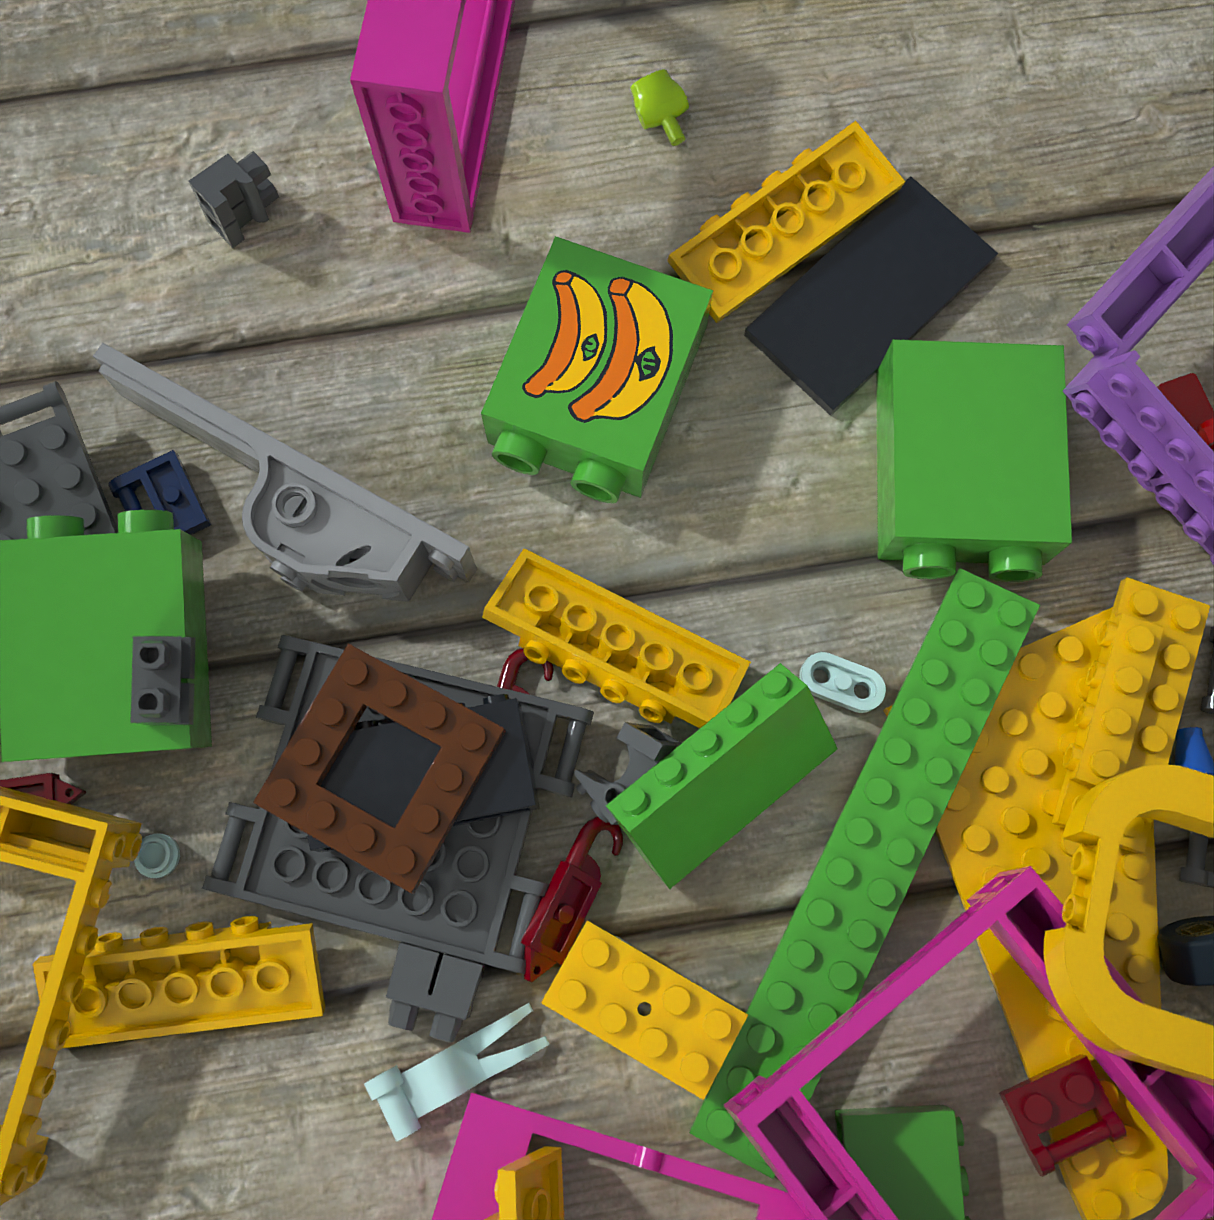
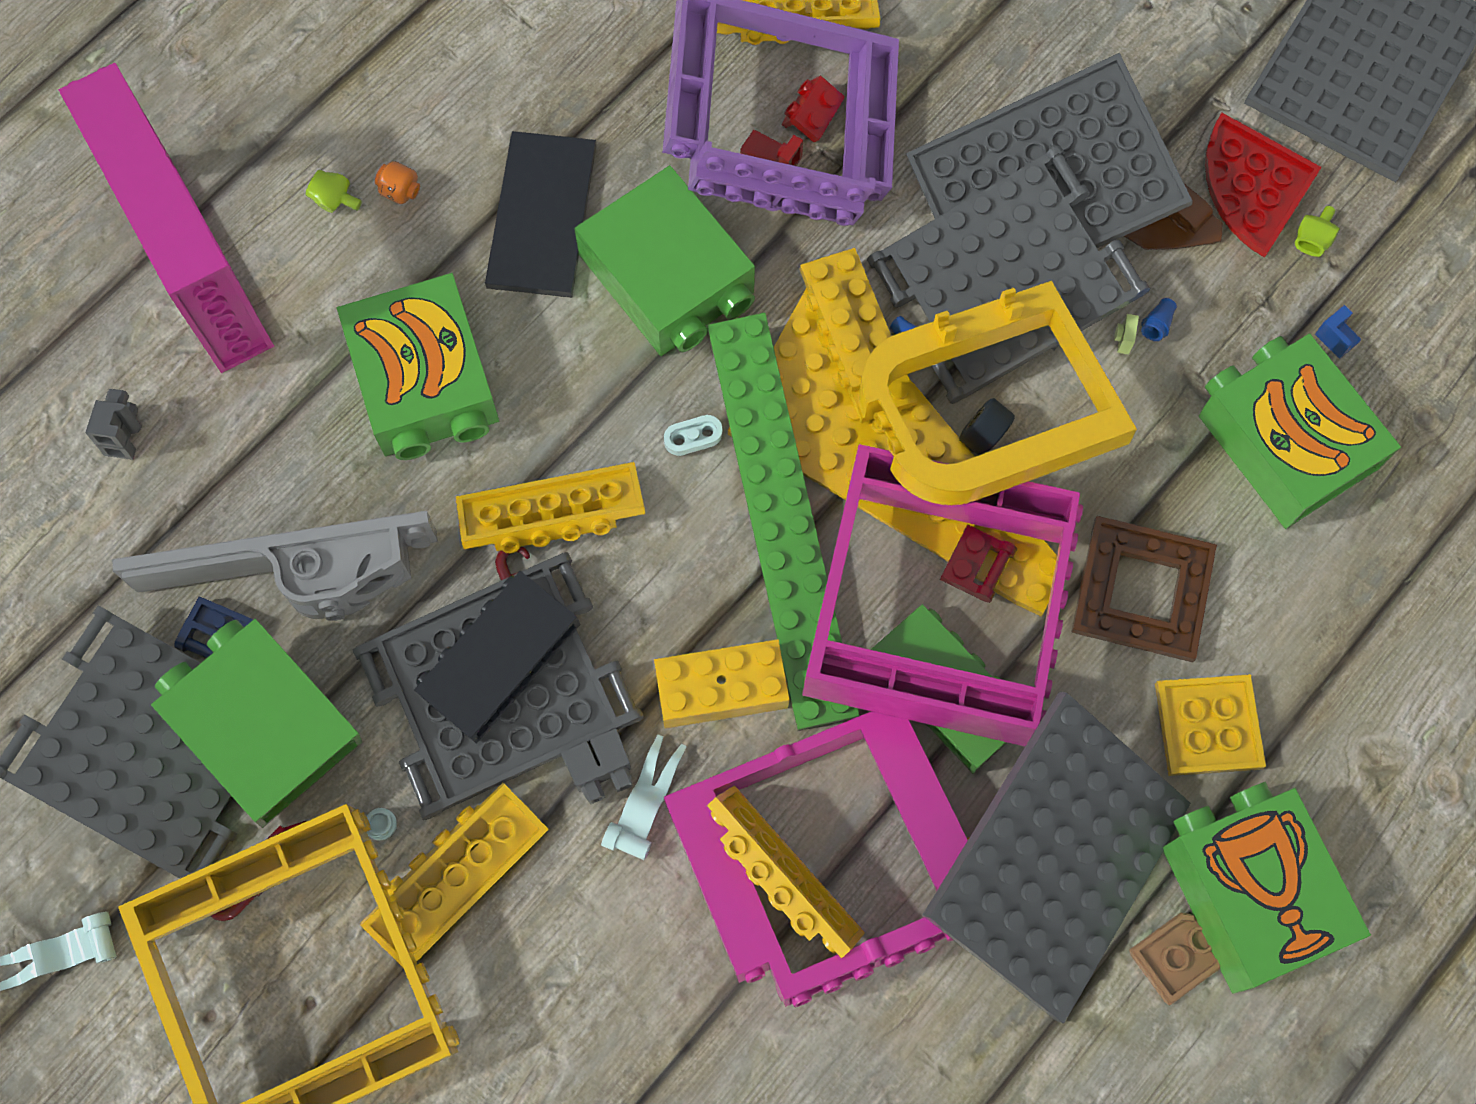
camera: 40 degrees left, 5 degrees down
(156, 680) = (316, 702): dark grey hips -> none
(295, 782) = (520, 700): reddish brown plate -> none
(566, 901) = (635, 662): dark red plate -> none
(646, 748) = (621, 551): dark grey tile -> none
(724, 775) = (667, 528): bright green brick -> none
(738, 144) = (397, 182): none -> orange head
(786, 219) = (459, 205): yellow plate -> none

